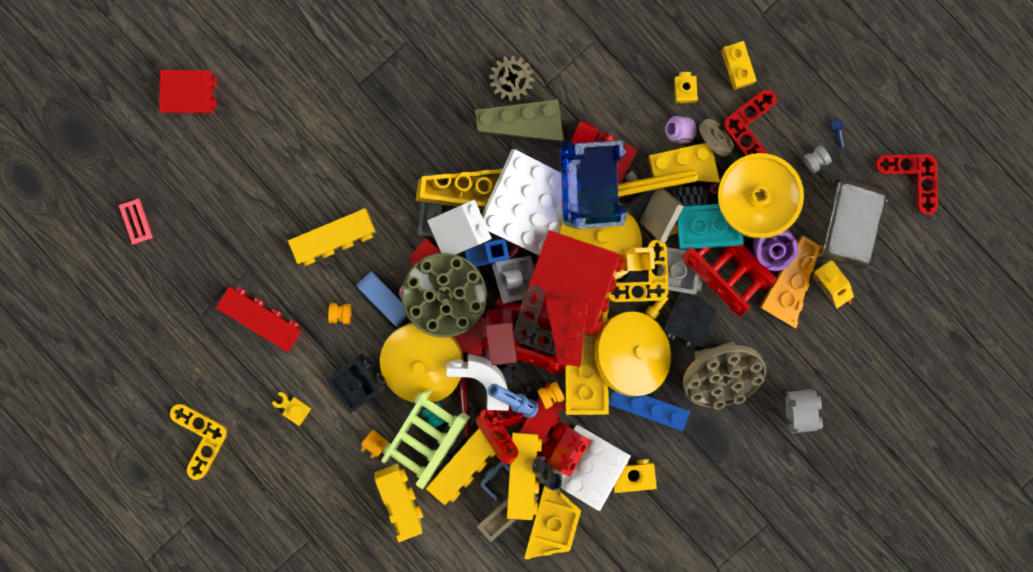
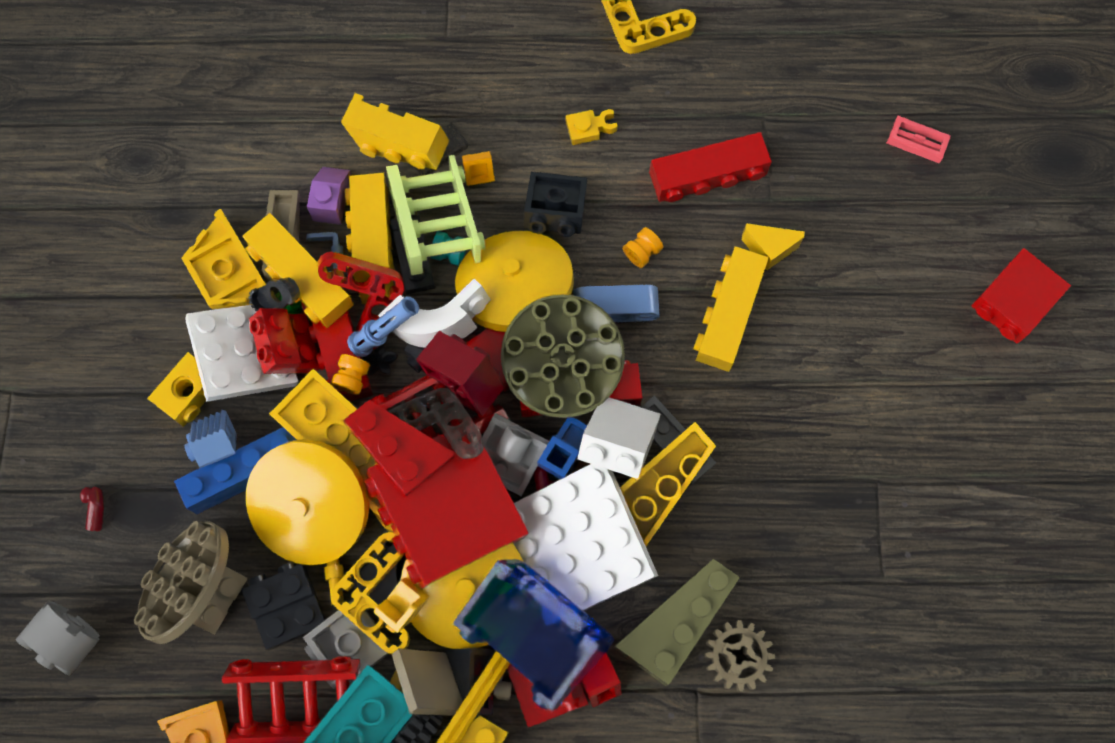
camera: 135 degrees right, 15 degrees down
(276, 247) = (771, 242): none -> yellow slope
(461, 510) = (327, 195): none -> medium lavender slope
(464, 404) = (428, 283): dark red bar -> none
(646, 435) = (211, 439): none -> medium blue brick
(731, 460) = (95, 509): none -> dark red arm

